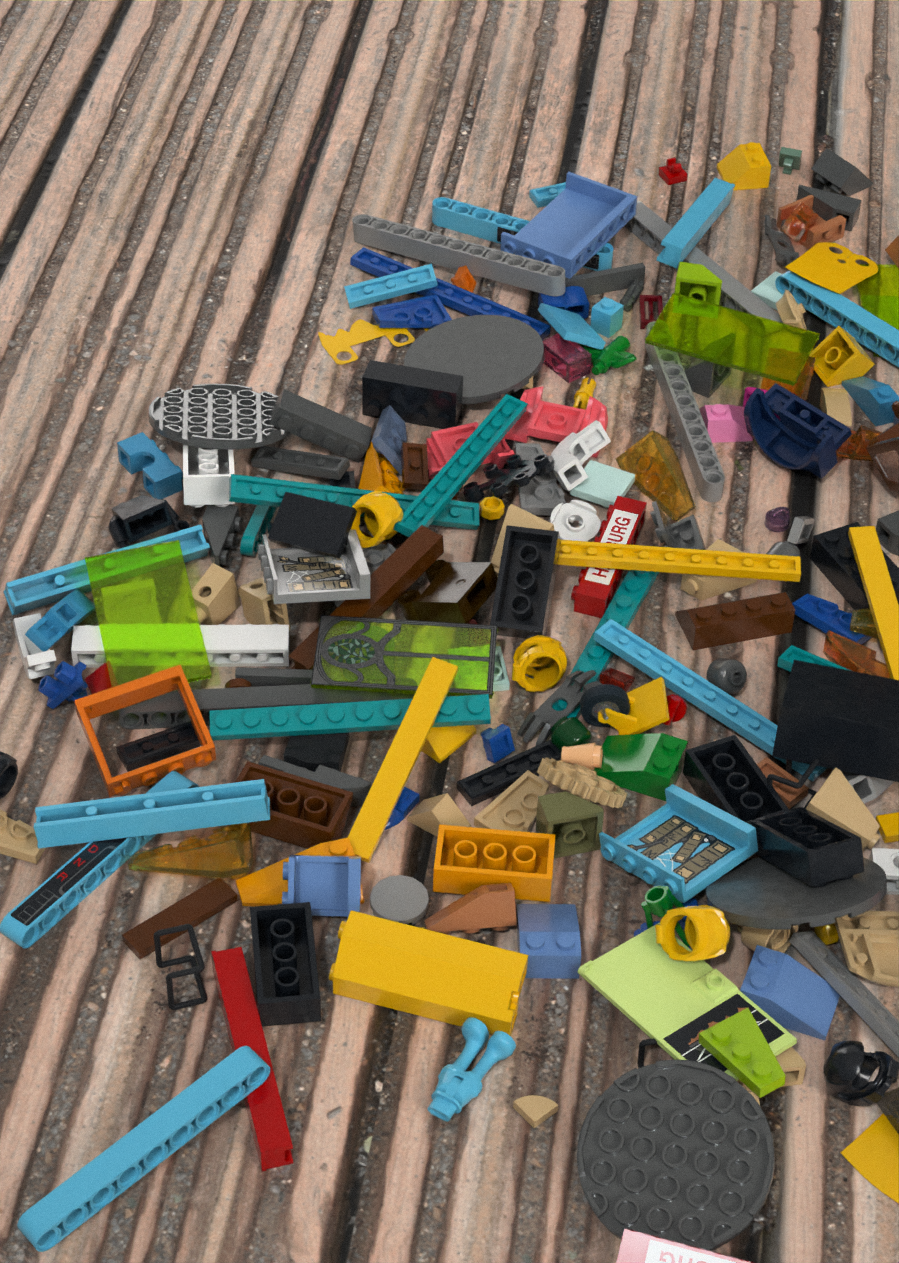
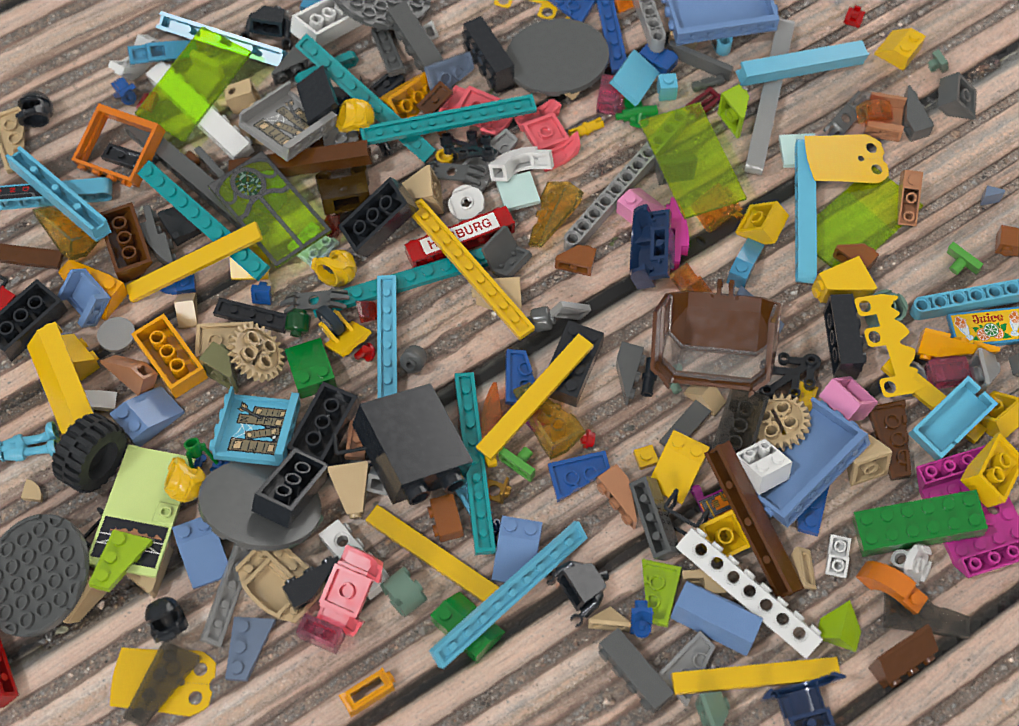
camera: 50 degrees right, 20 degrees up
(534, 500) = (463, 172): none -> dark grey piece
(570, 993) = (89, 453): none -> black tyre
(587, 755) = (285, 338): light nougat cone -> none
(737, 620) = (470, 330): reddish brown slope -> none
(741, 494) = (577, 260): none -> dark orange slope
(777, 519) = (580, 293): clear purple tile -> none
(790, 311) = (775, 170): tan piece -> none
(836, 404) = (706, 252): tan slope -> none

